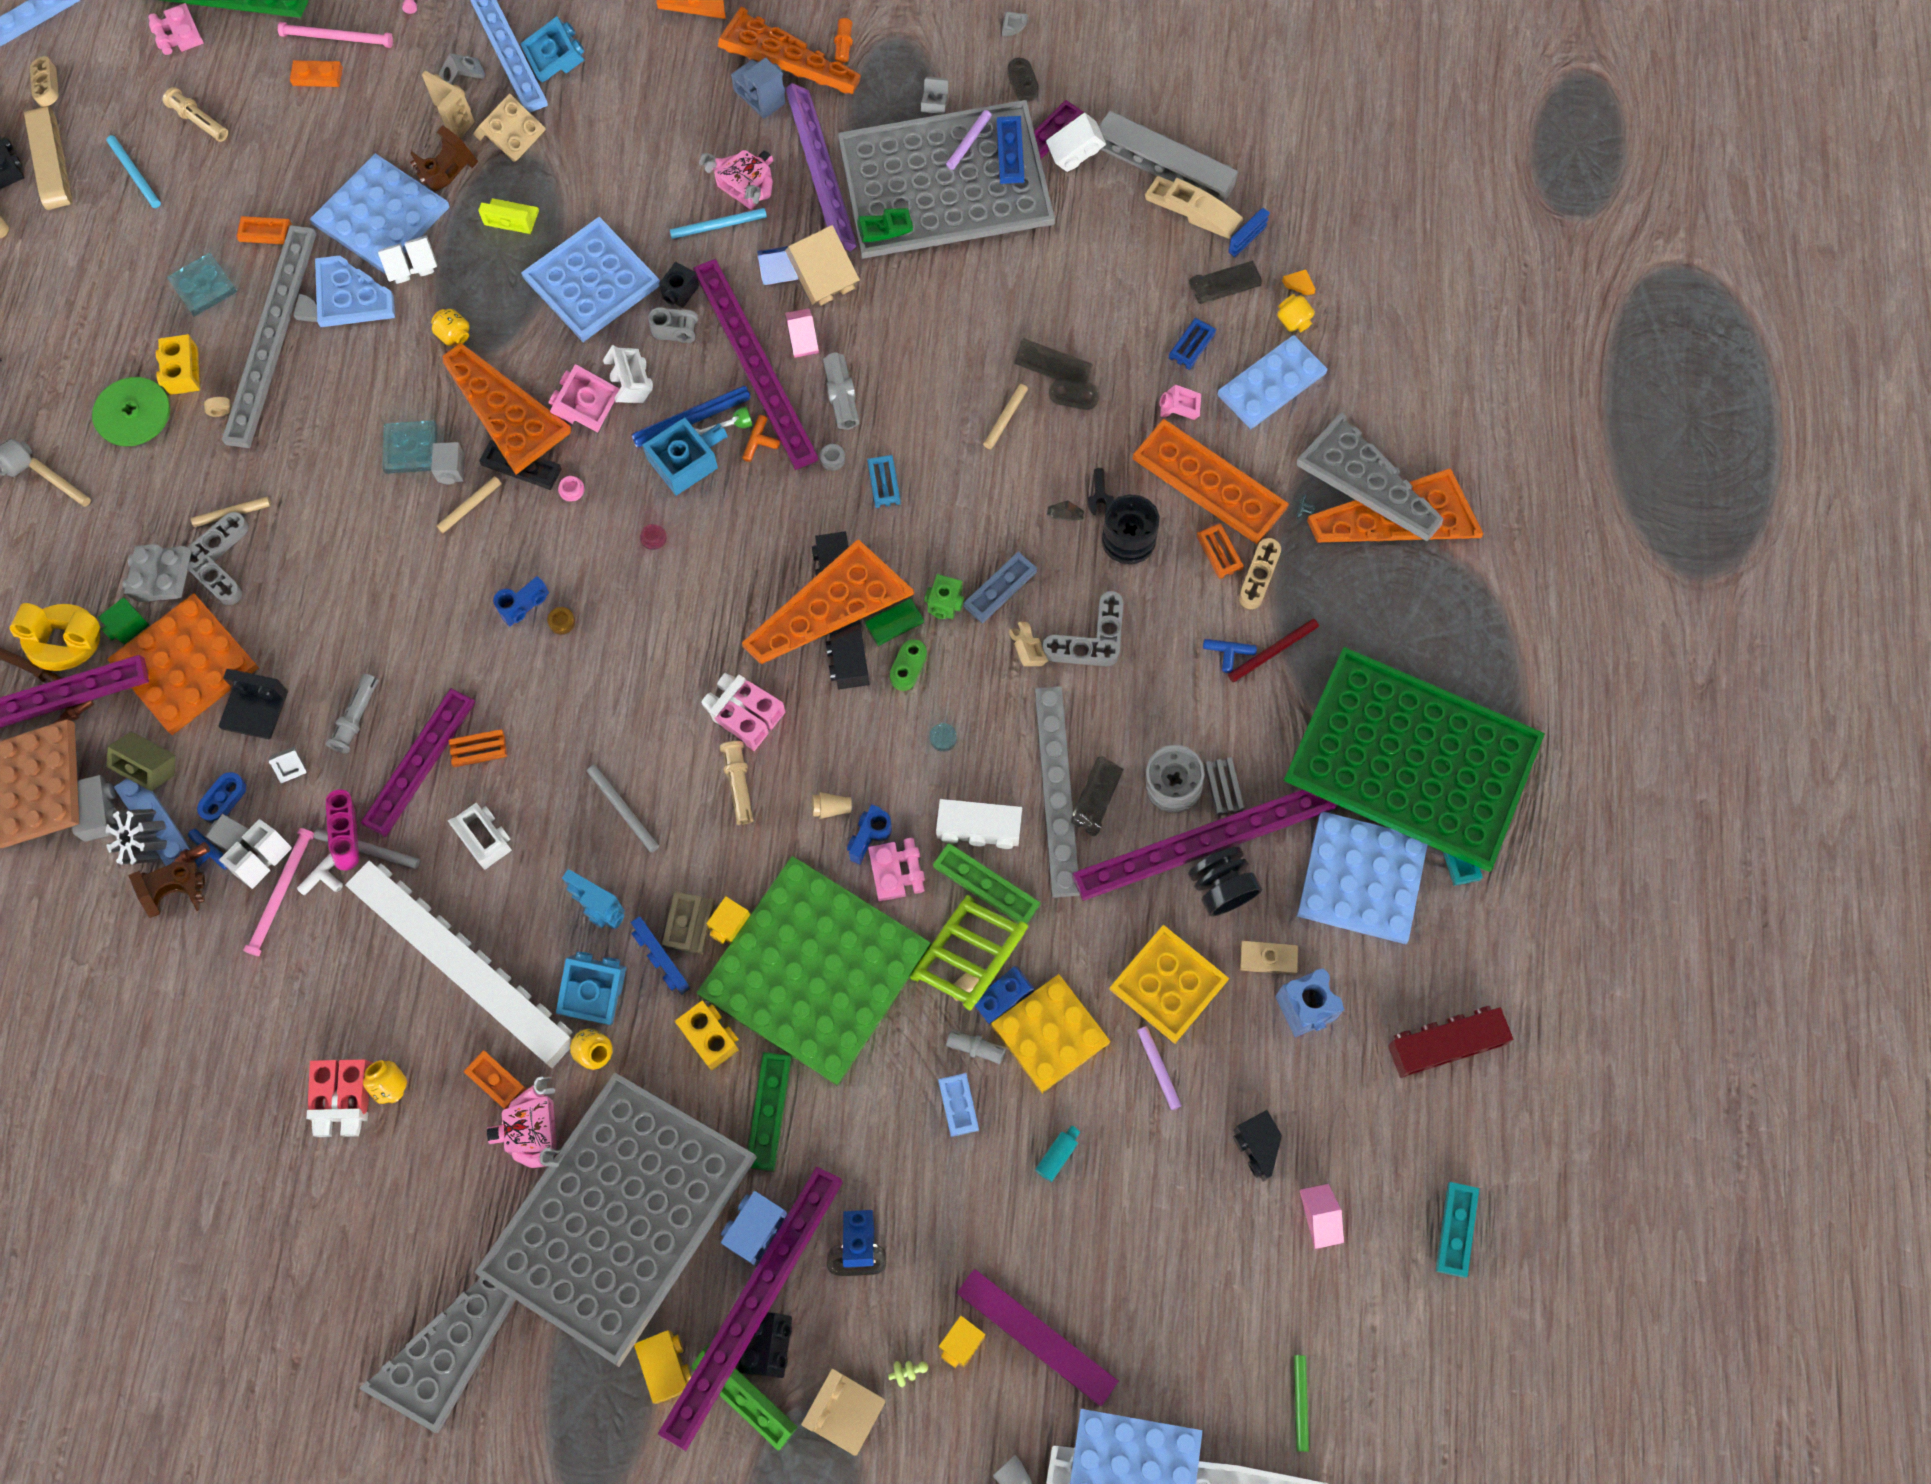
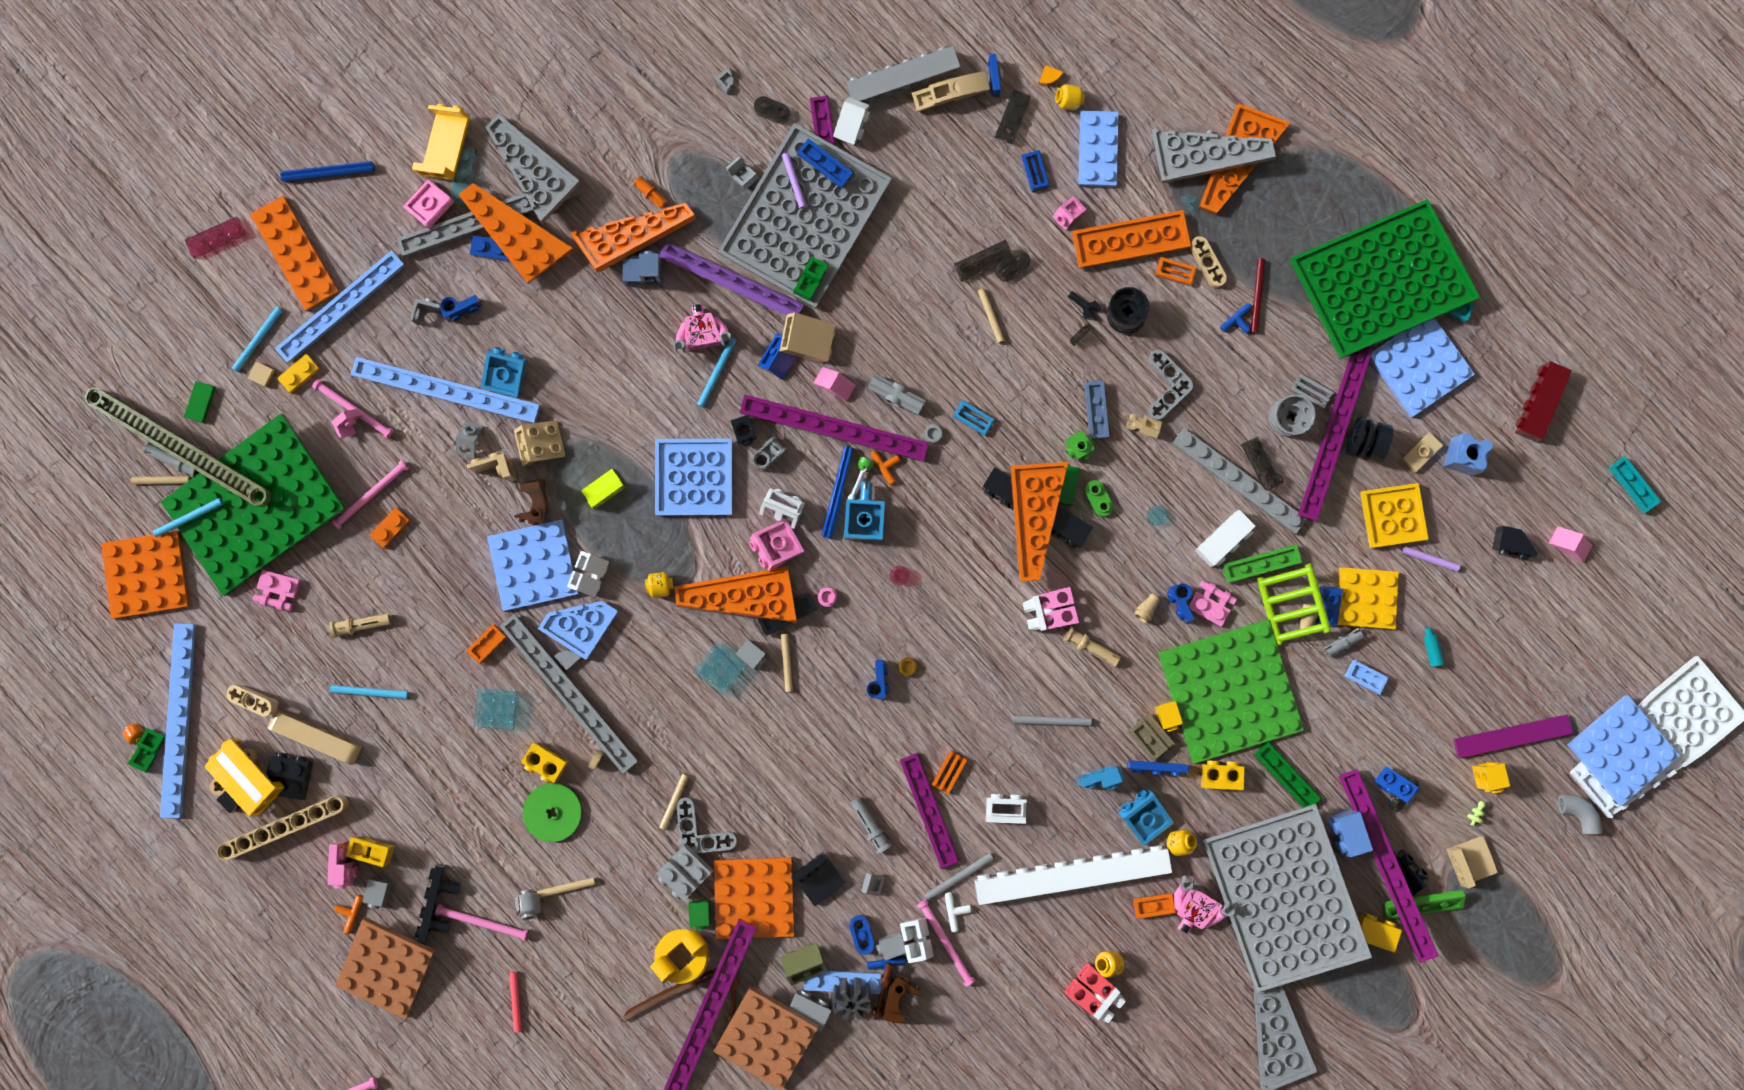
camera: 50 degrees left, 15 degrees up
(346, 839) = (935, 876): dark pink beam -> none
(1301, 1403) = (1649, 635): bright green bar -> none

